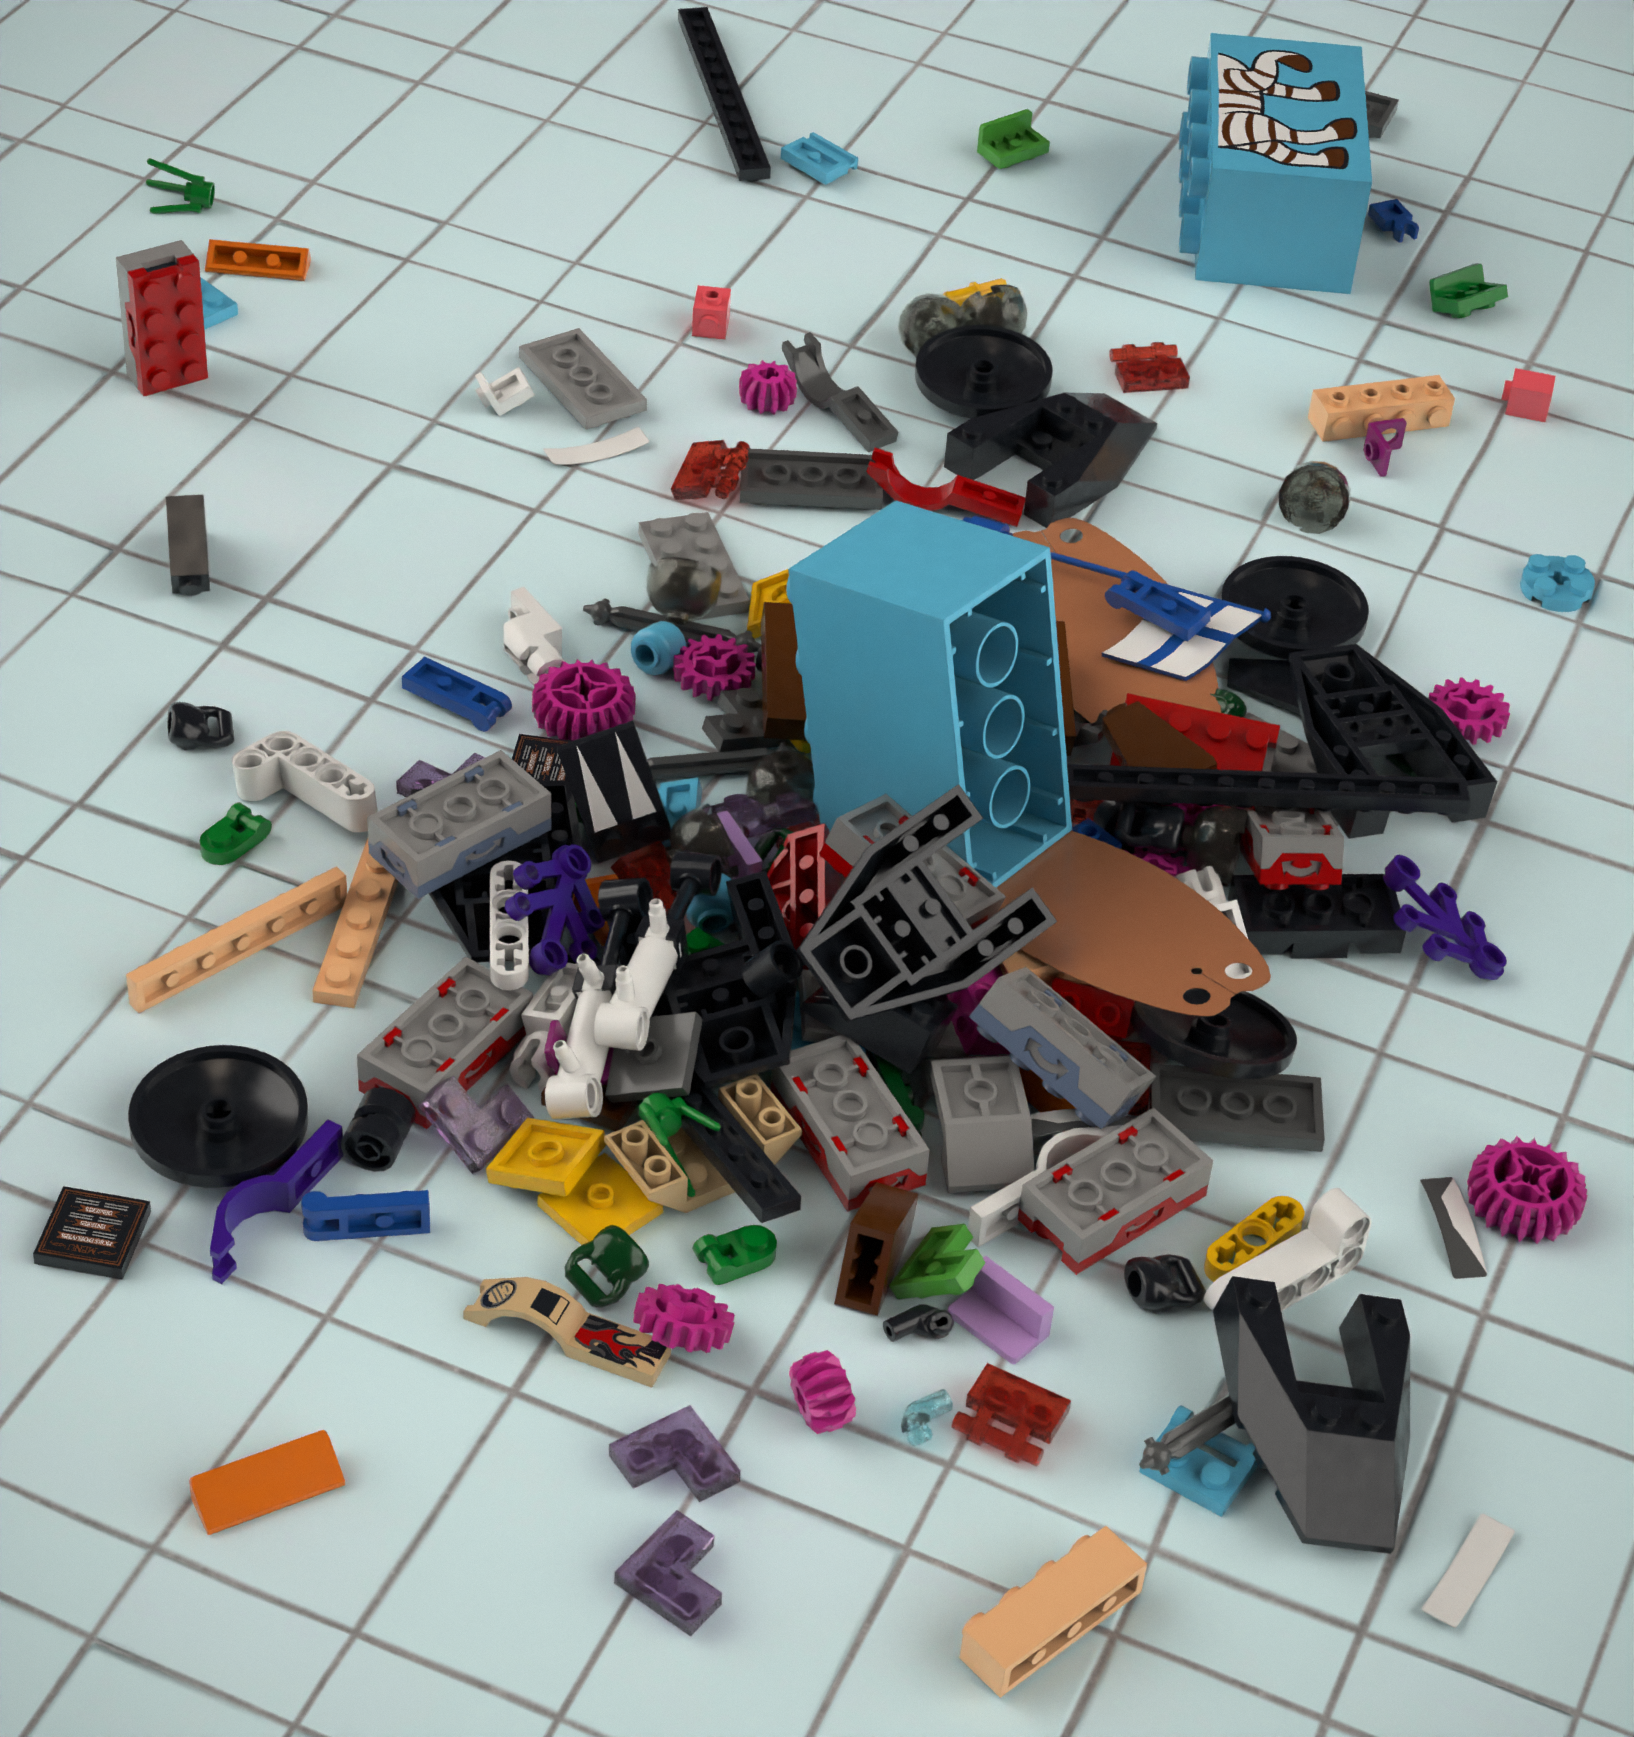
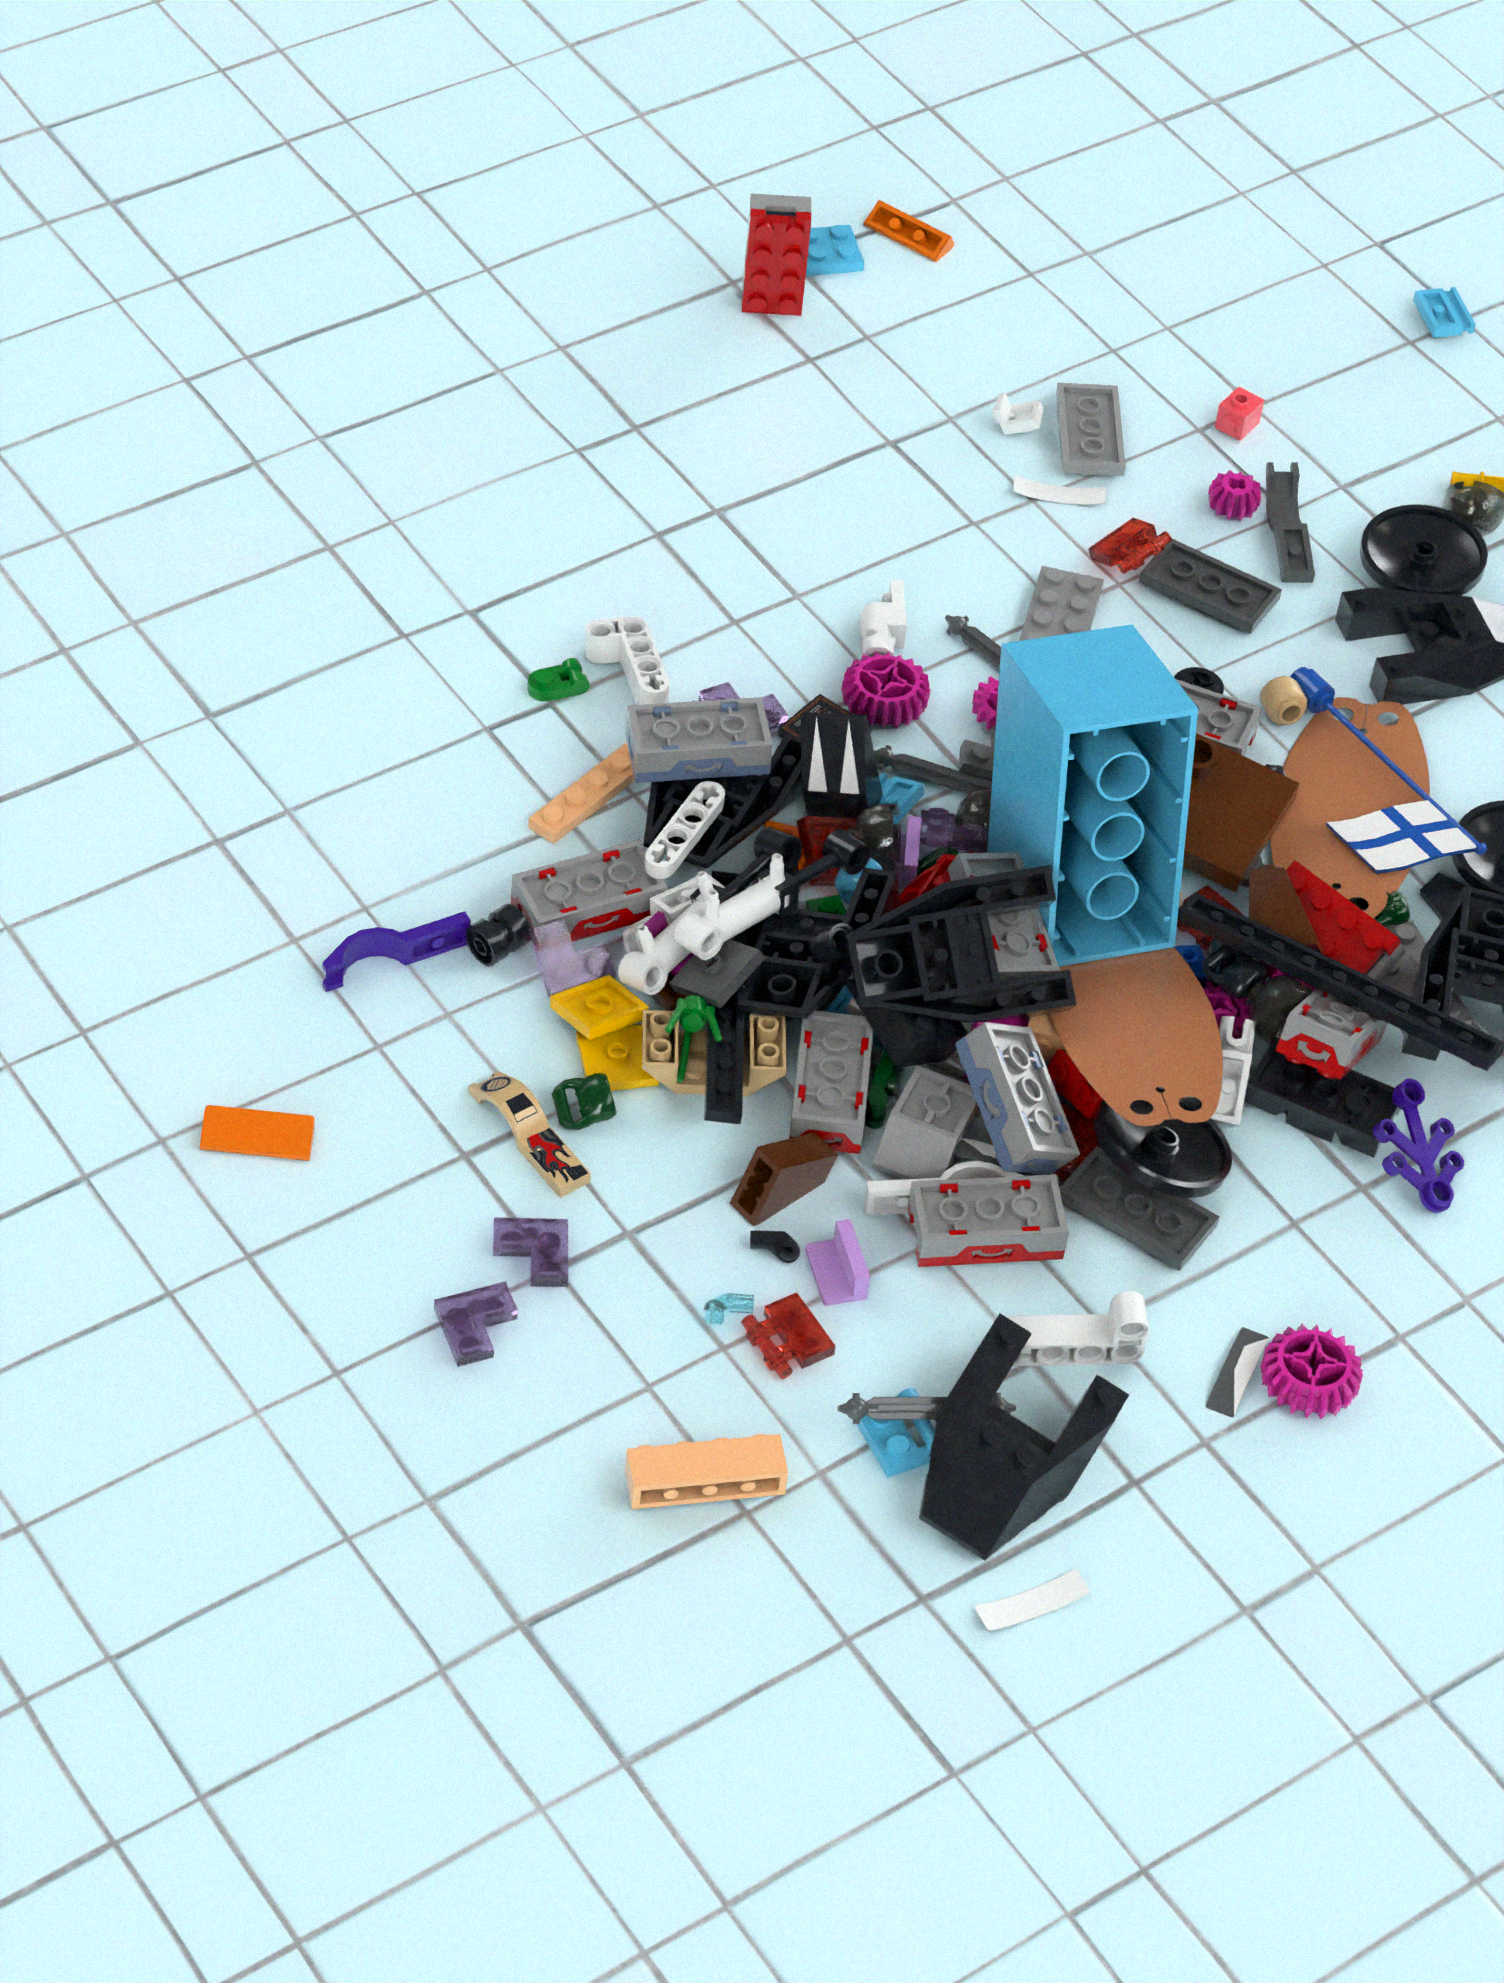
camera: 30 degrees right, 5 degrees up
(92, 1232) = (264, 917): black tile -> none
(188, 544) = (678, 445): black slope -> none
(190, 729) = (584, 586): black piece -> none
(197, 192) = (900, 154): green plant -> none
(218, 1116) = (396, 875): black dish -> none
(236, 940) = (502, 758): light nougat plate -> none
(365, 1215) = (448, 990): blue plate -> none
(456, 693) = (797, 642): blue plate -> none
(571, 867) = (731, 830): dark purple plant -> none
(655, 647) = (972, 668): medium azure head -> none
(682, 589) = (1014, 624): clear smoke cylinder -> none
(683, 1318) = (607, 1159): dark pink gear -> none
(724, 95) = (1407, 224): black plate -> none
(749, 1246) = (699, 1139): green plate -> none
(822, 1391) = (662, 1253): dark pink gear -> none
(926, 317) = (1409, 487): clear smoke cylinder -> none
(939, 1265) = (817, 1211): bright green plate -> none
(959, 492) = (1323, 648): red piece -> none
(1155, 1287) = (968, 1297): black piece -> none
(1158, 605) = (1396, 803): blue plate -> none
(1257, 1223) = (1081, 1295): yellow beam -> none

